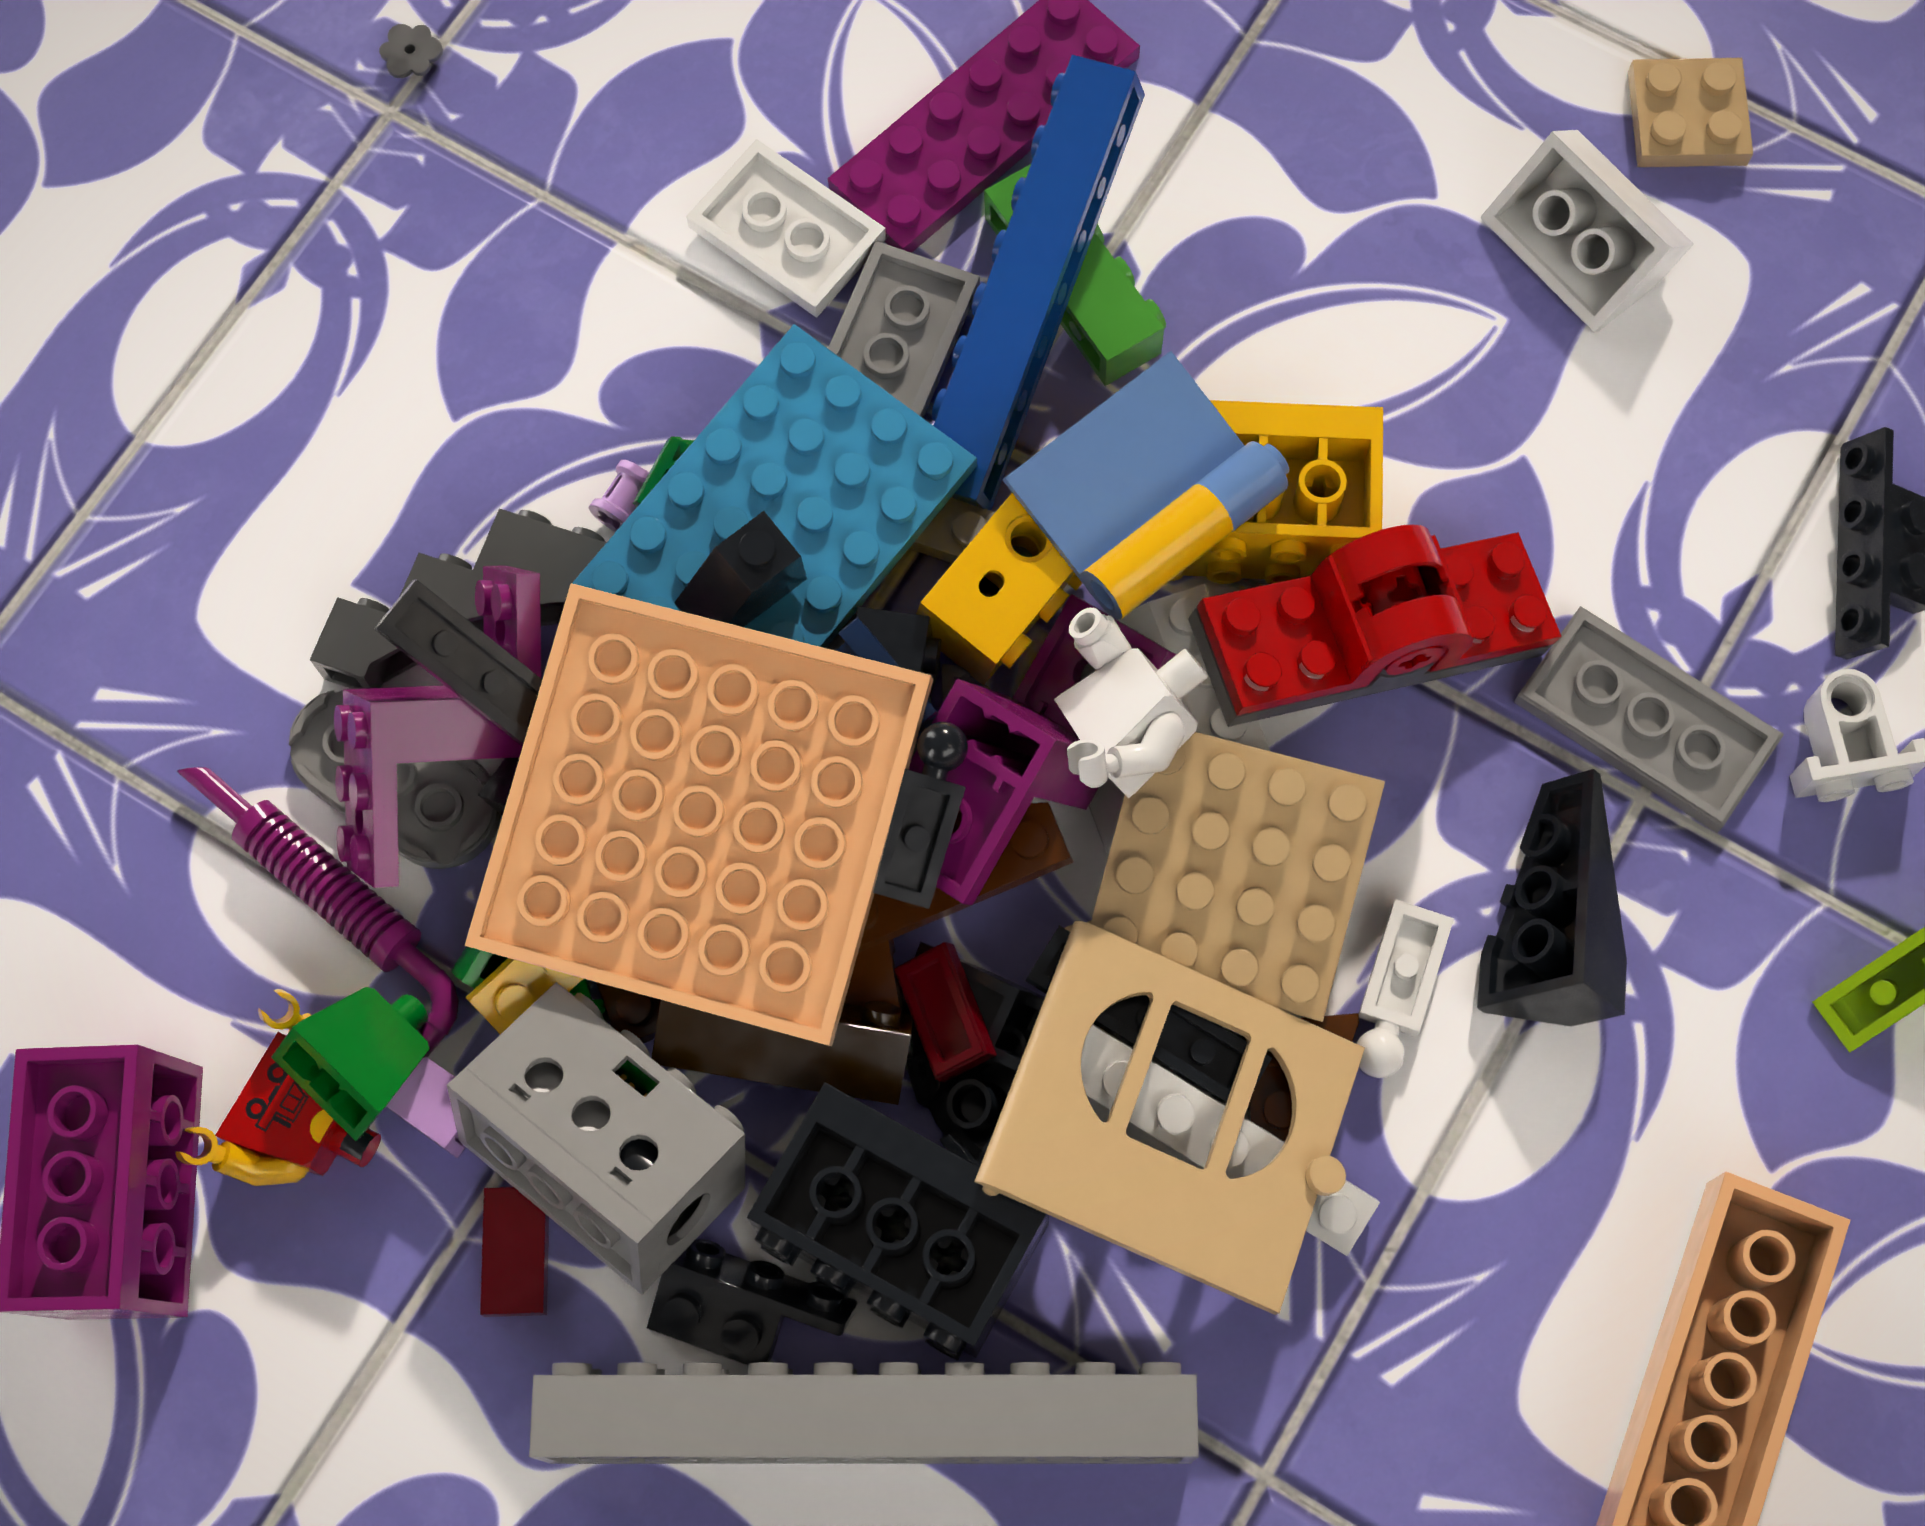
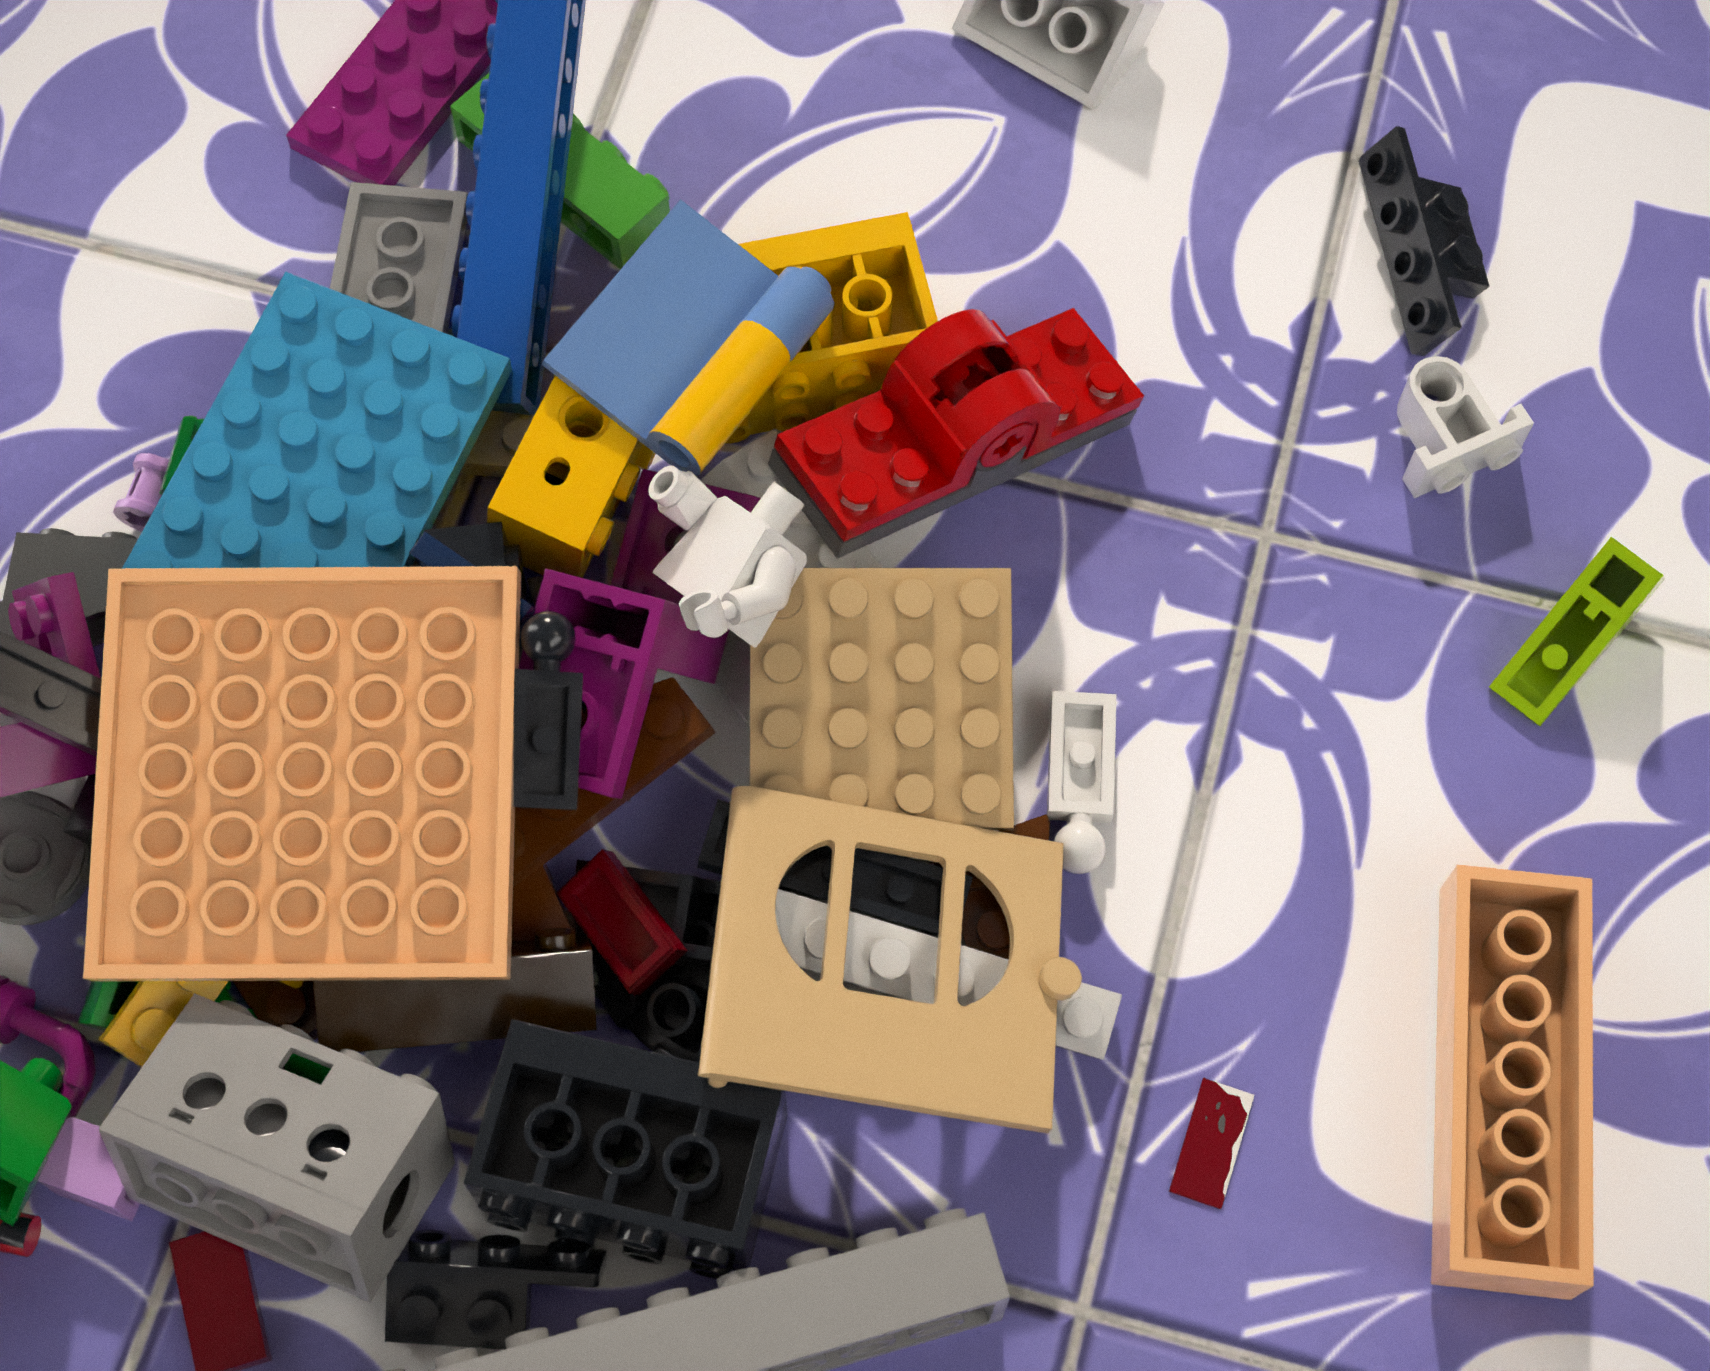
camera: 20 degrees left, 5 degrees down
(744, 575) = (298, 519): black slope -> none
(786, 227) = (254, 191): white plate -> none
(1425, 1358) = (1211, 1143): none -> dark red sticker
(1562, 926) = (1225, 678): black wedge -> none
(1649, 719) = (1251, 457): light grey tile -> none

